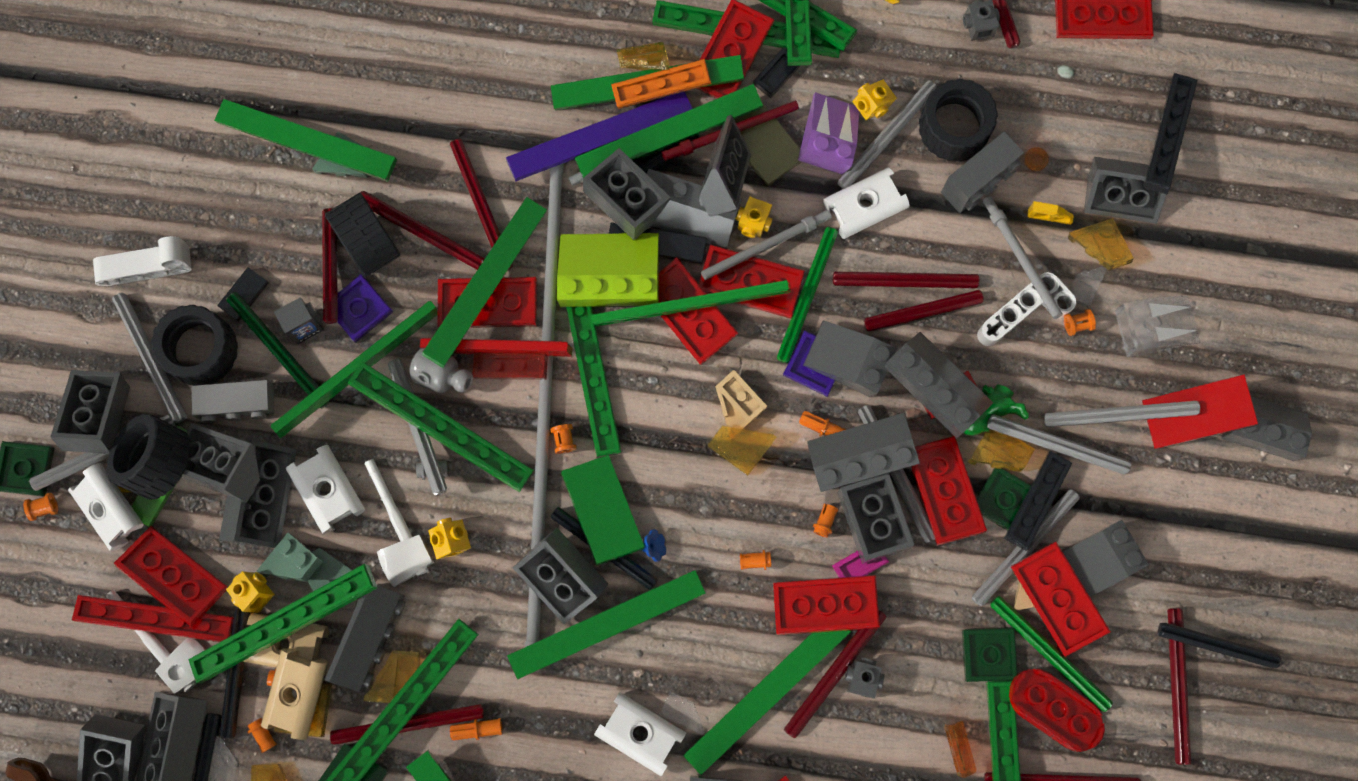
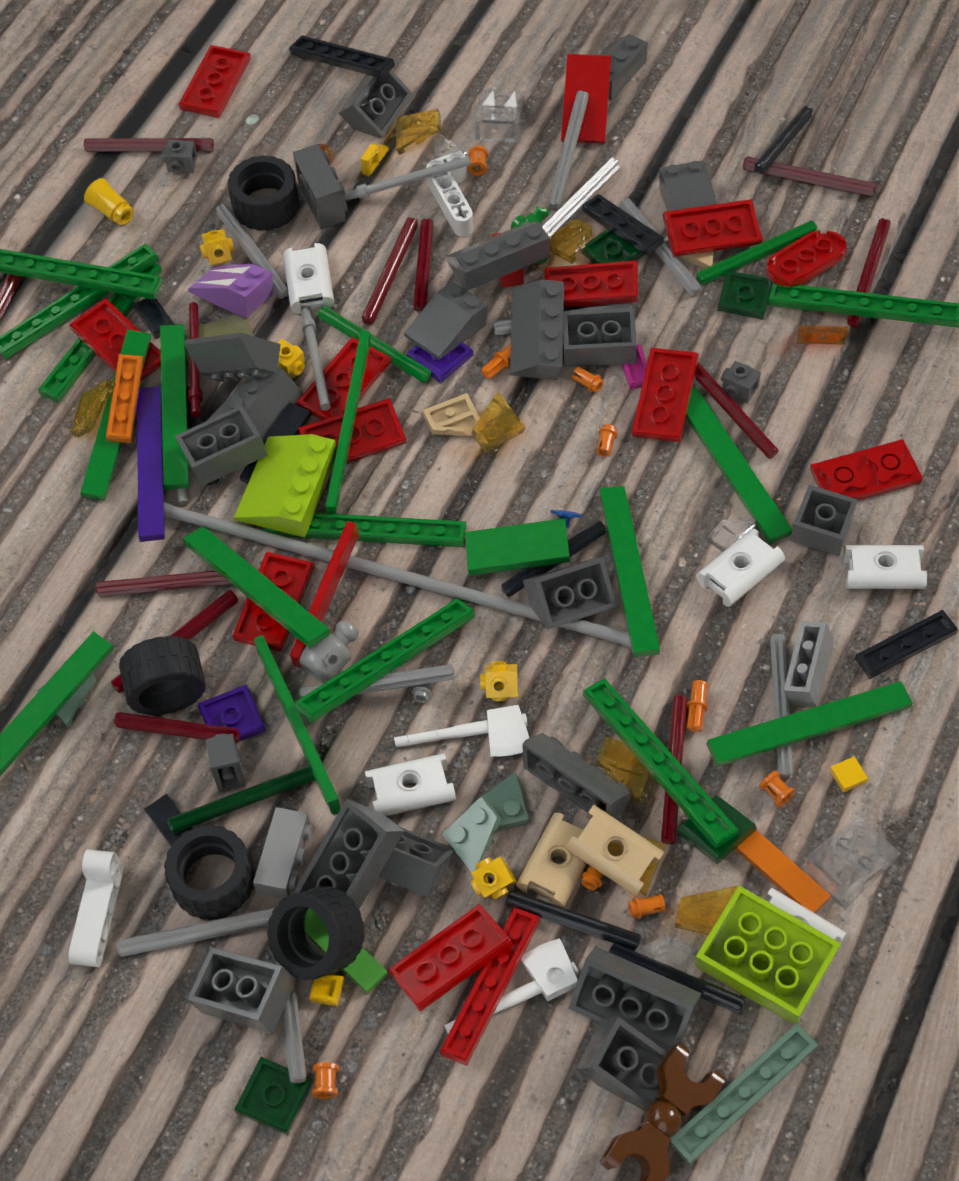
camera: 70 degrees left, 20 degrees down
(105, 507) = (373, 1009): white piece -> none
(282, 623) = (540, 844): green tile -> none
(510, 366) = (347, 587): clear red plate -> none
(563, 438) = (430, 564): orange bush -> none

